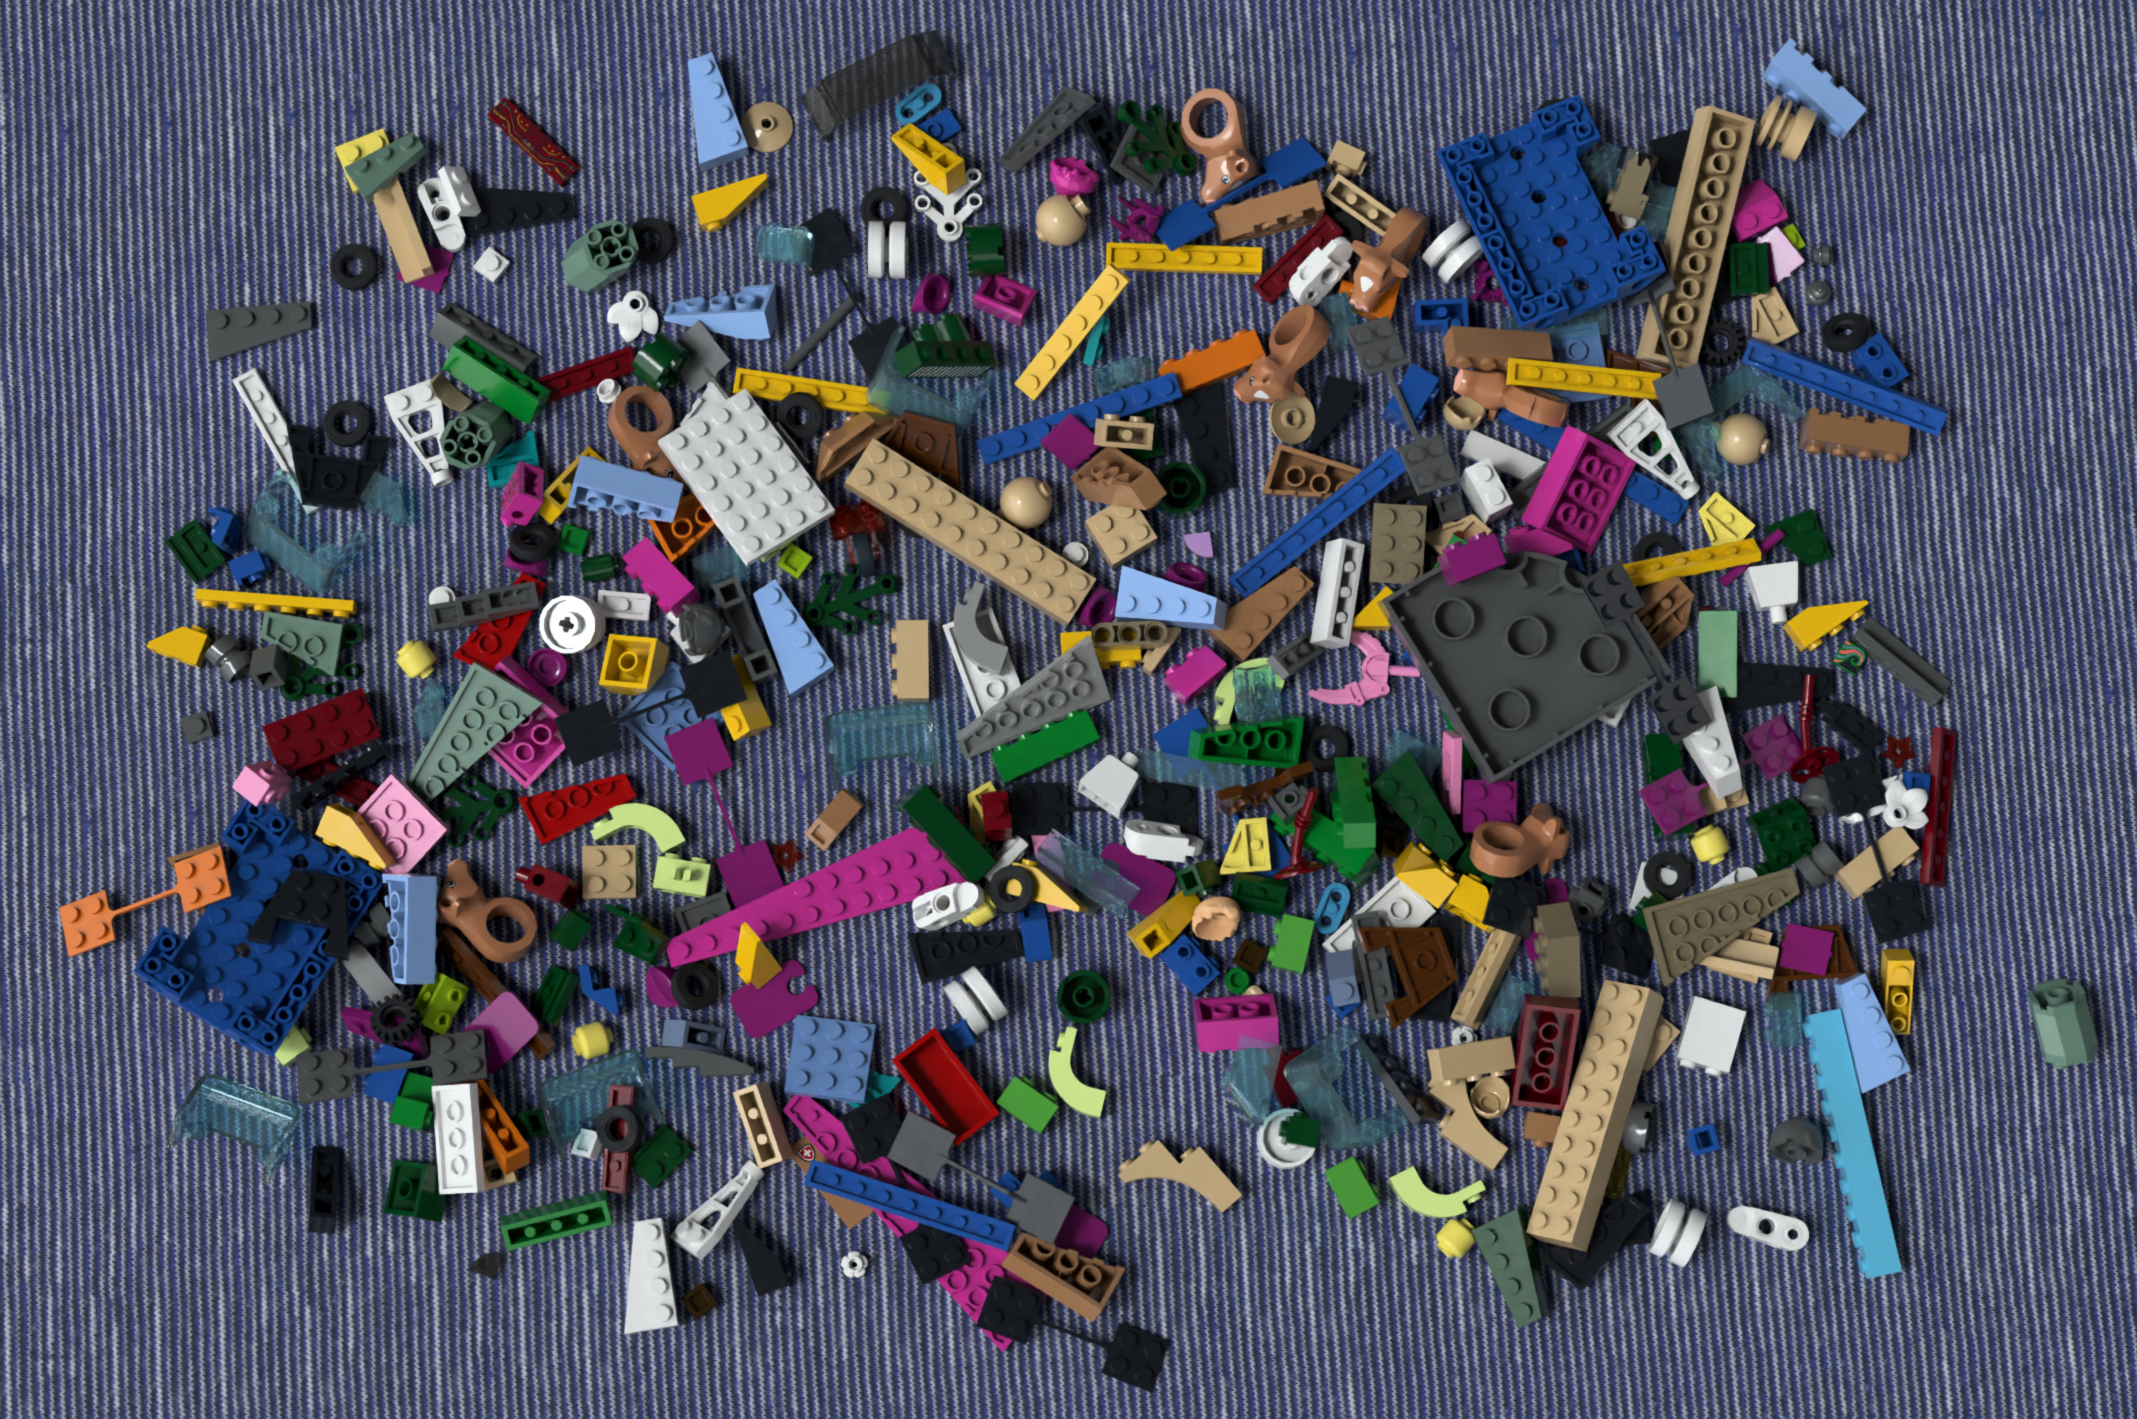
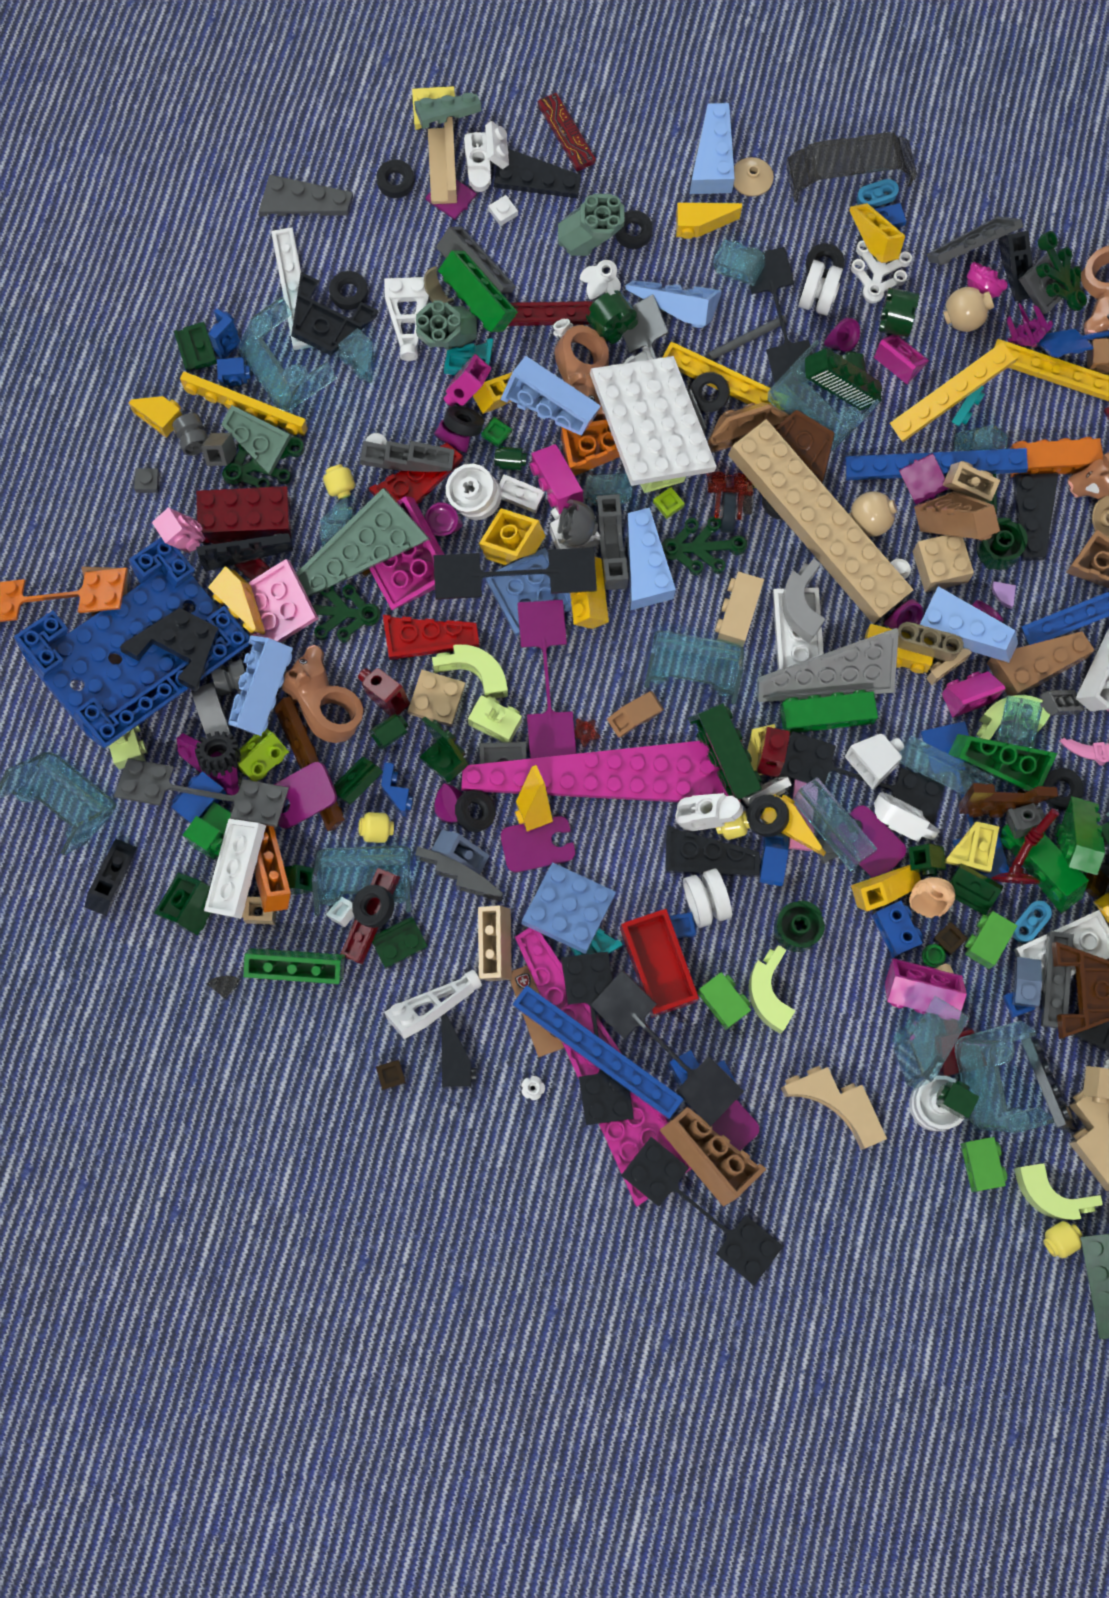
camera: 20 degrees right, 5 degrees down
(651, 1286) = (354, 1048): white wedge -> none

